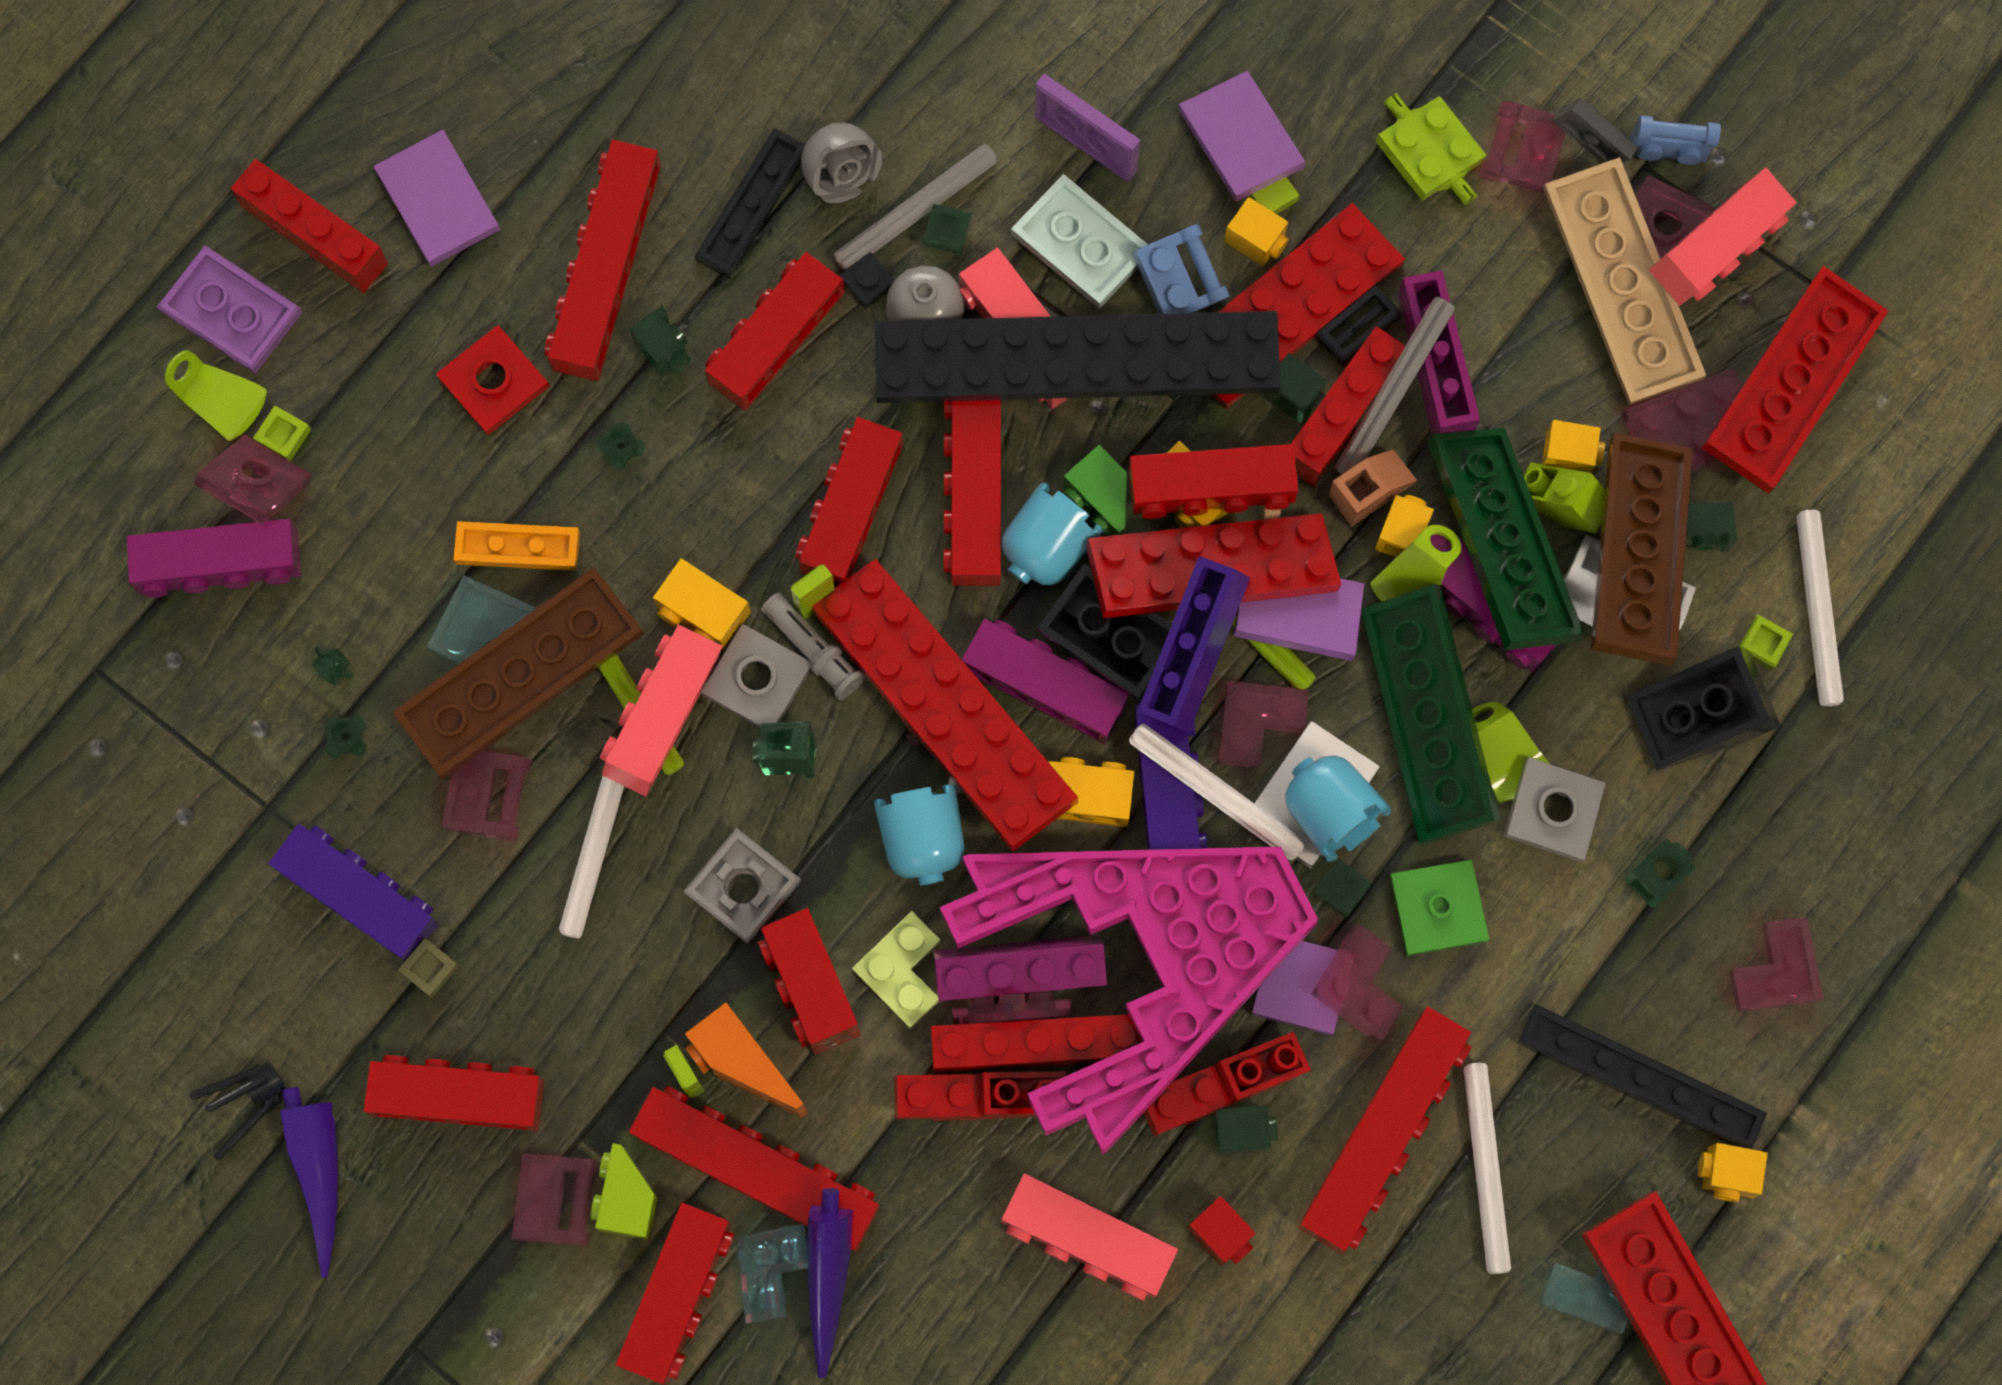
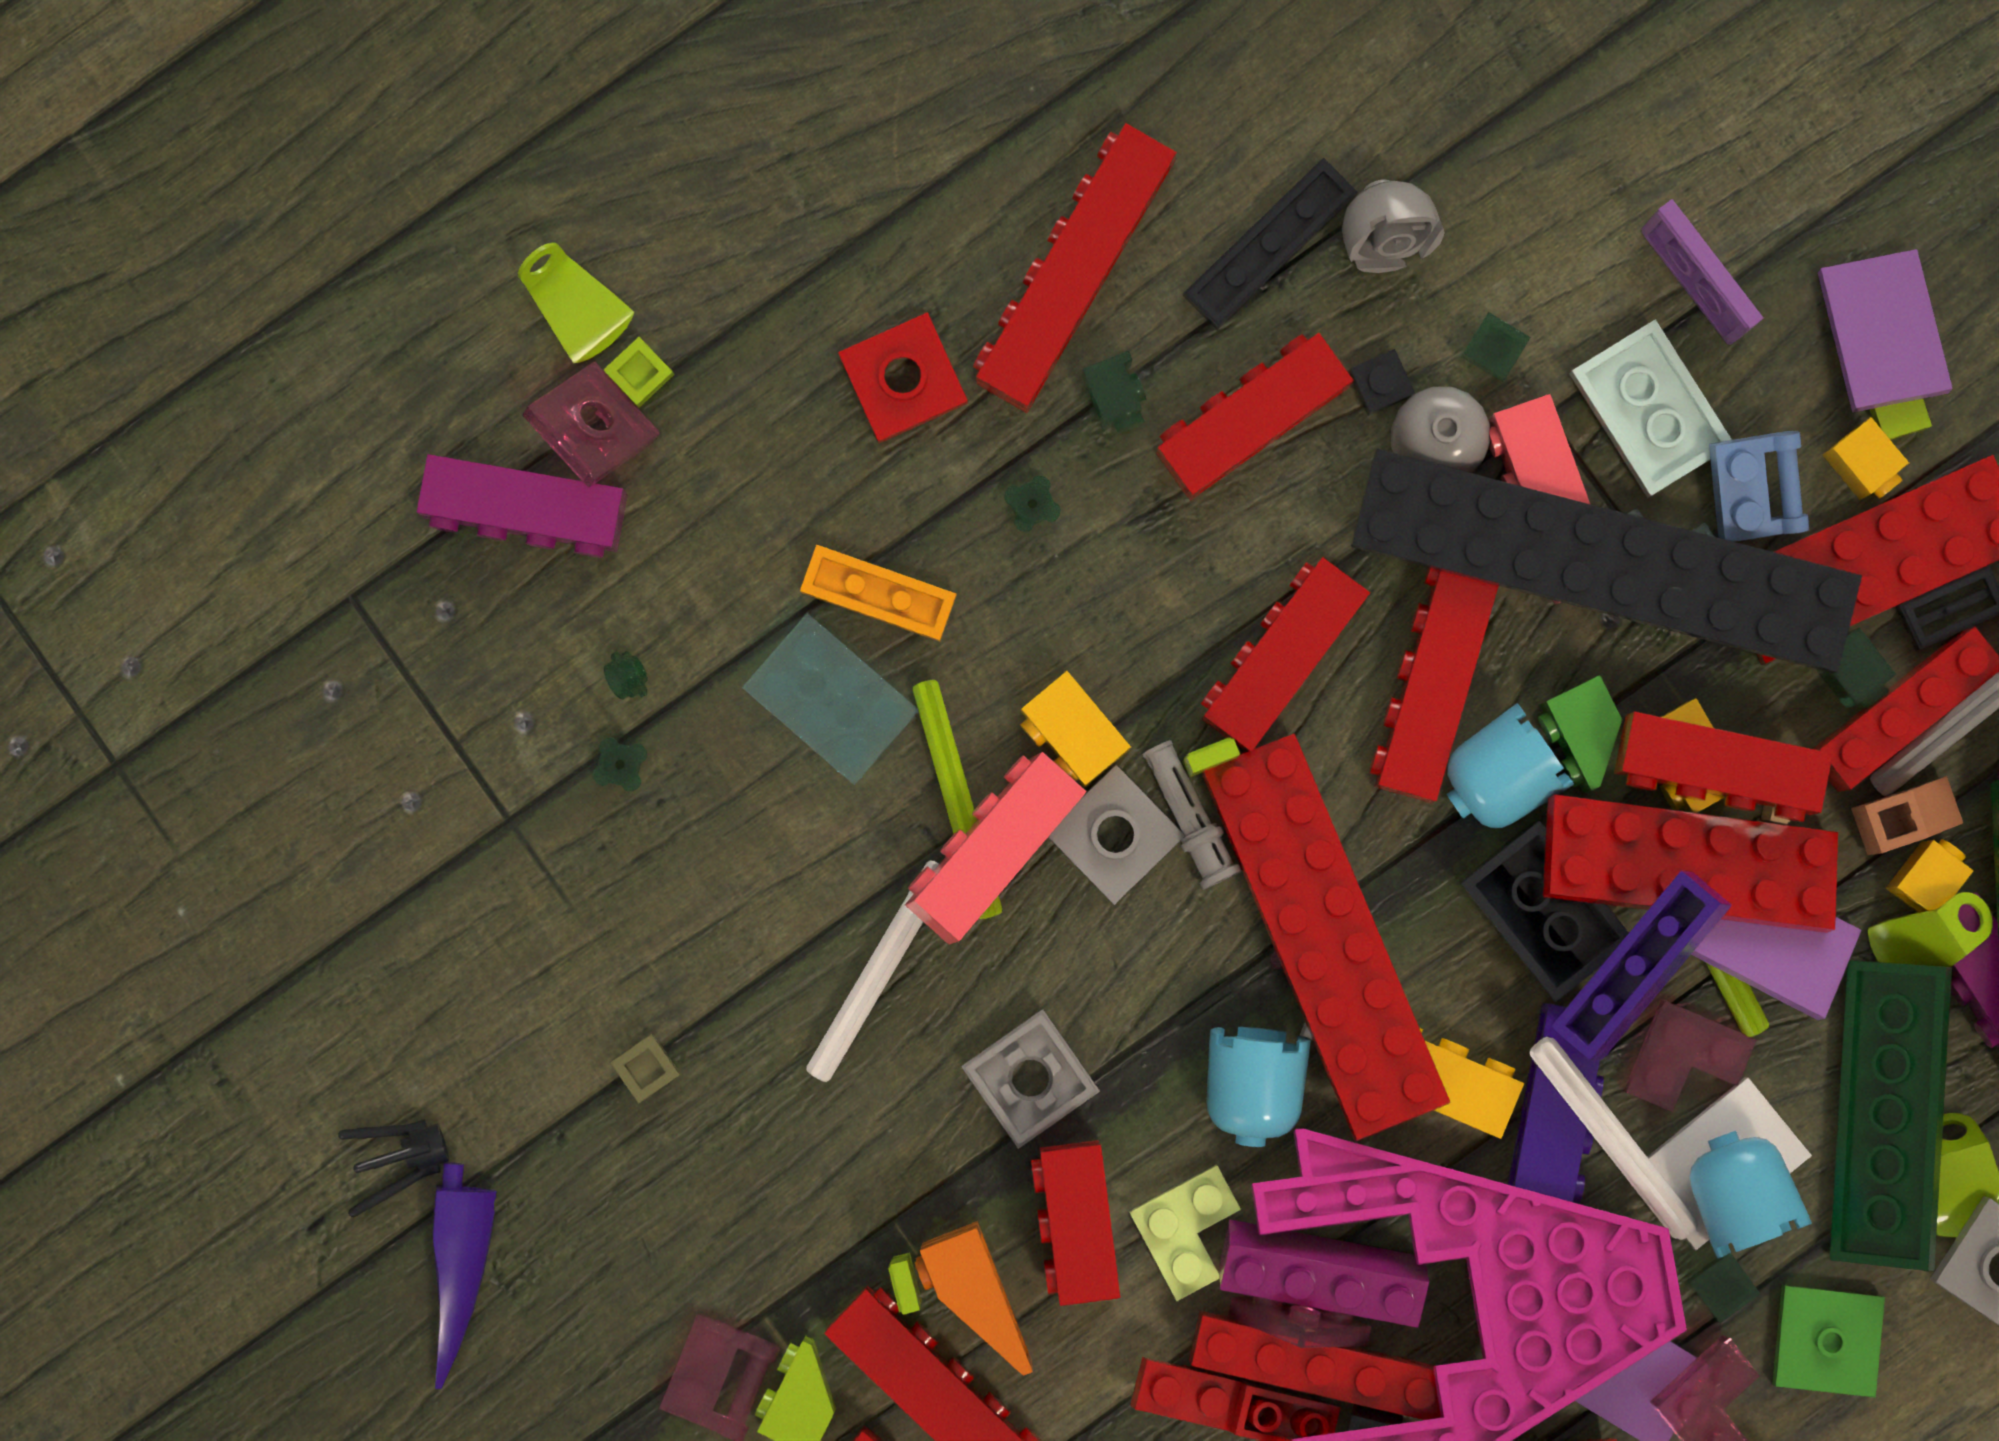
camera: 20 degrees right, 10 degrees up
(229, 309) = (615, 198): medium lavender tile -> none
(309, 225) = (736, 124): red brick -> none
(353, 892) = (583, 956): dark purple brick -> none
(436, 198) = (896, 129): medium lavender tile -> none
(453, 1094) = (637, 1226): red brick -> none
(472, 794) = (749, 875): clear pink plate -> none
(518, 673) = (840, 754): reddish brown plate -> none
(786, 749) = (1119, 916): clear green brick -> none
(916, 207) = (1464, 307): light grey axle -> none
(1045, 681) = (1451, 939): magenta brick -> none

